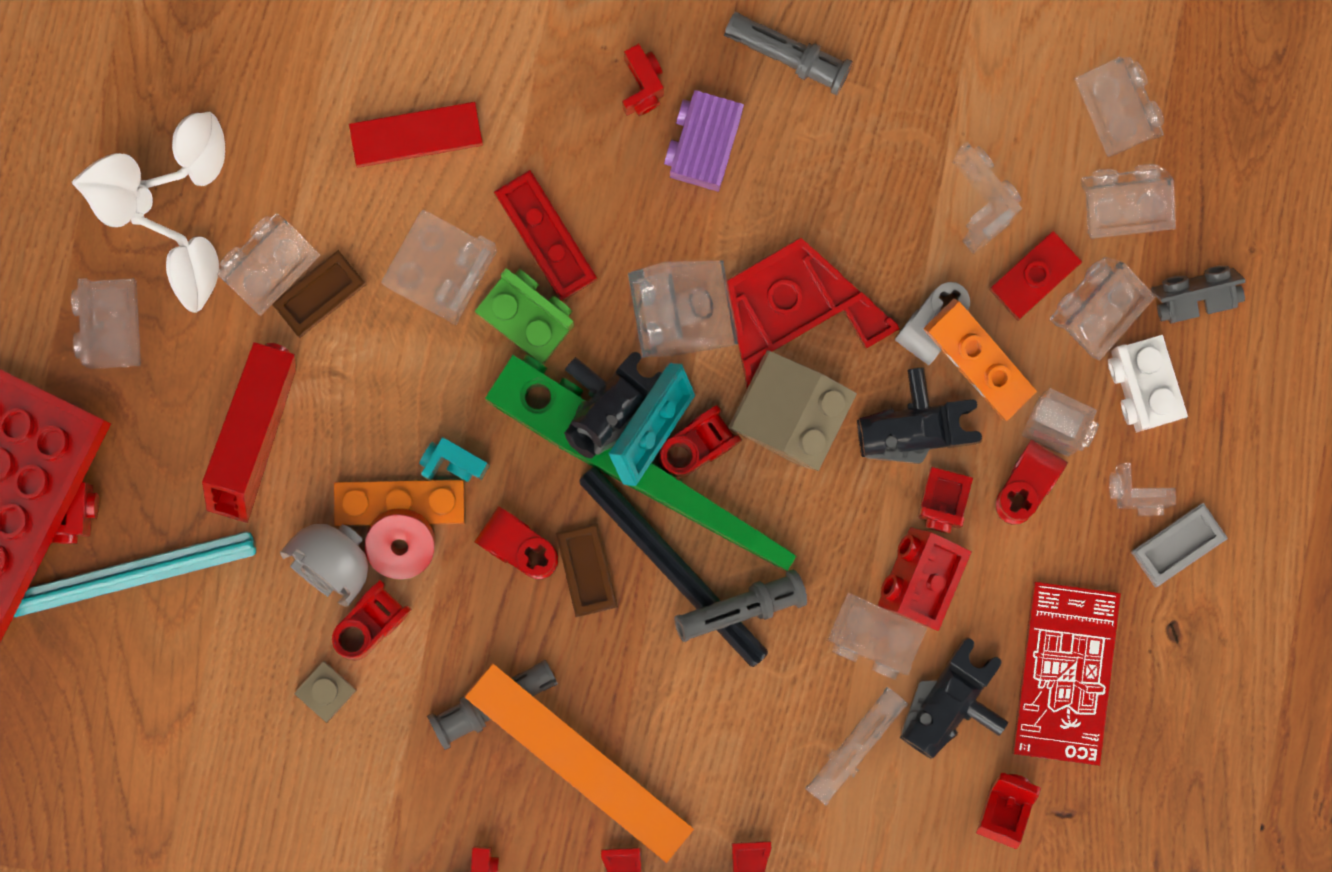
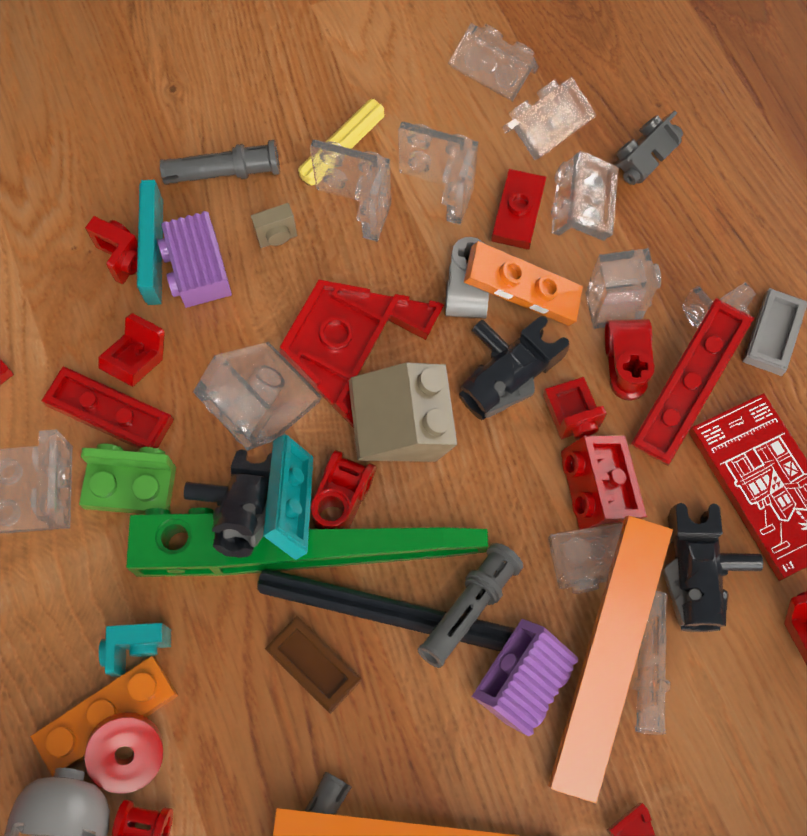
camera: 30 degrees left, 15 degrees down
(512, 542) = (229, 681): red piece -> none
(599, 198) = (134, 352): none -> red bracket
(674, 95) = (149, 231): none -> teal tile
(746, 692) = (526, 677): none -> medium lavender brick
(797, 153) = (274, 225): none -> dark tan plate
(824, 720) = (610, 659): none -> tile
(910, 165) = (355, 177): none -> clear bracket
(917, 97) = (348, 134): none -> light yellow axle
(1061, 544) = (692, 381): none -> red tile
(1147, 384) = (662, 230): white bracket -> none

